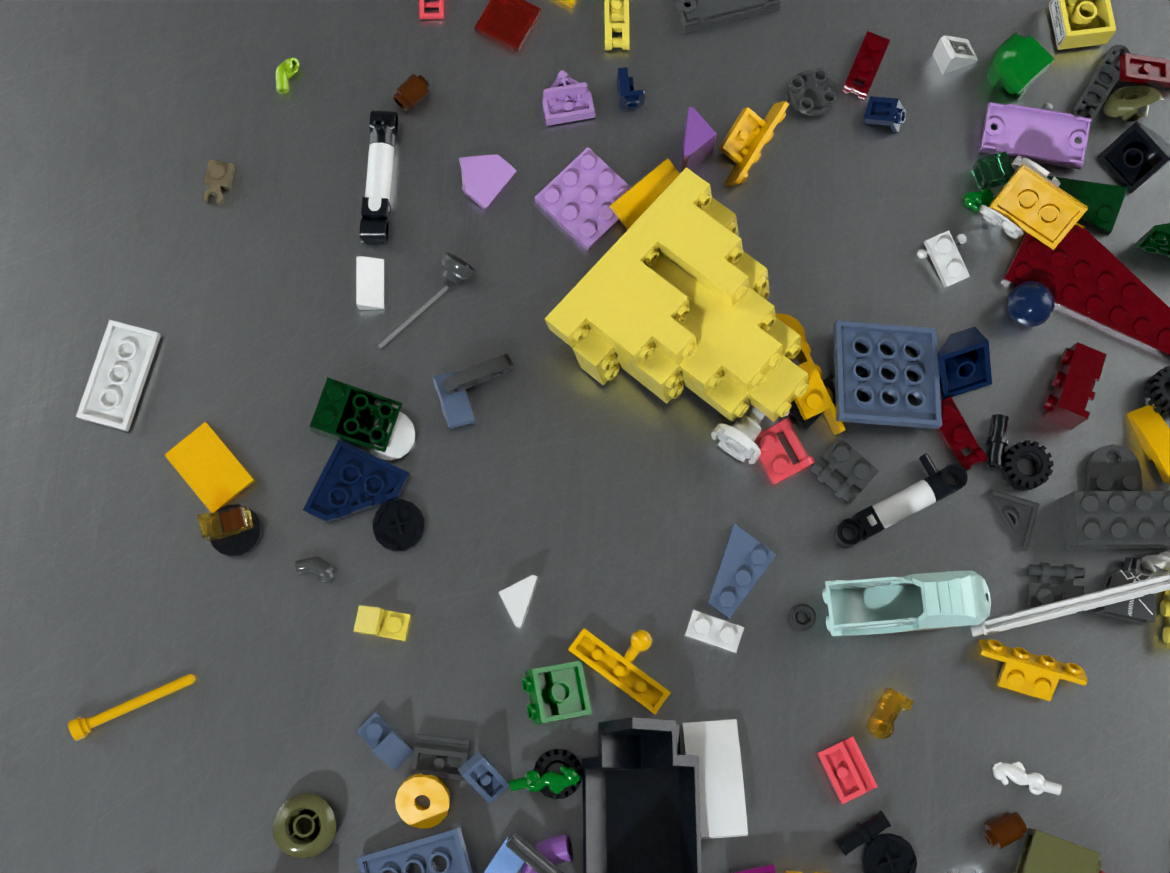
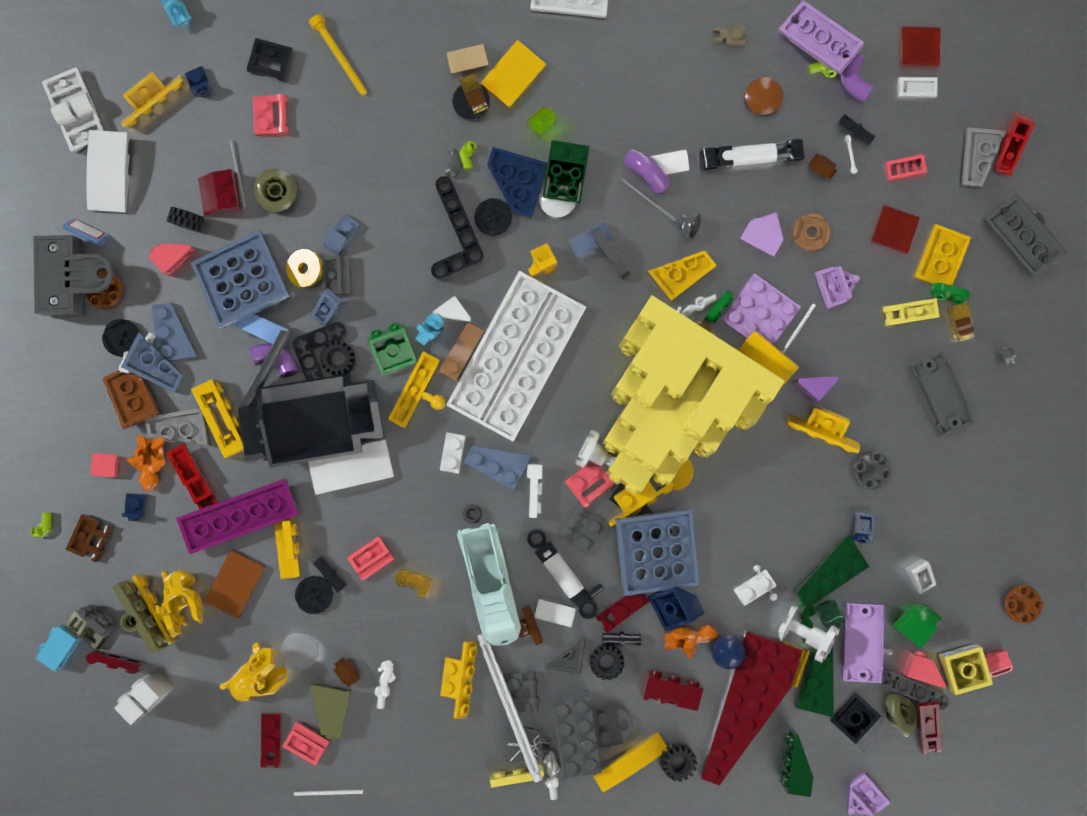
camera: 85 degrees right, 10 degrees up
(109, 801) = (271, 53): none -> black plate
(175, 526) = (467, 58): none -> tan hinge
(192, 825) = (264, 115): none -> coral plate
(245, 67) = (821, 37): none -> lavender piece
(282, 437) = (542, 121): none -> clear neon green brick
(303, 41) = (853, 82): none -> medium lavender cylinder
(304, 548) = (465, 154): none -> lime arm
(305, 151) = (764, 96): none -> dark orange dish
(371, 45) = (856, 129): none -> black pin
(373, 308) = (648, 170): none -> medium lavender cylinder
(381, 58) = (853, 170): none -> white hinge
(382, 623) = (422, 218): light yellow slope -> none
(410, 573) = (460, 231): none -> black beam
(470, 466) = (543, 261): none -> yellow brick
(495, 134) = (822, 228): none -> medium nougat tile
(520, 288) = (681, 274): none -> yellow wing
(533, 807) = (312, 345): none -> black beam
(538, 633) = (429, 328): none -> medium azure hips
(556, 781) = (331, 356): green animal -> none
(564, 240) = (714, 314): none -> green plate
(564, 271) = (700, 305): none -> white animal
(576, 596) = (461, 351): none -> medium nougat slope
(595, 523) = (516, 356): none -> white plate
(614, 154) = (798, 328): none -> white axle
(626, 94) = (853, 327): dark blue bracket -> none
(758, 522) = (534, 472): none -> white plate
(866, 65) = (901, 508): dark red plate -> none
(939, 158) = (837, 569): none -> dark green wing
(951, 525) = (555, 612): none -> white tile
(967, 560) = (529, 626): none -> reddish brown tile
(1006, 351) = (687, 638): none -> orange animal
(1038, 206) = (800, 647): yellow tile -> none
(1075, 69) = (923, 669): none -> coral slope

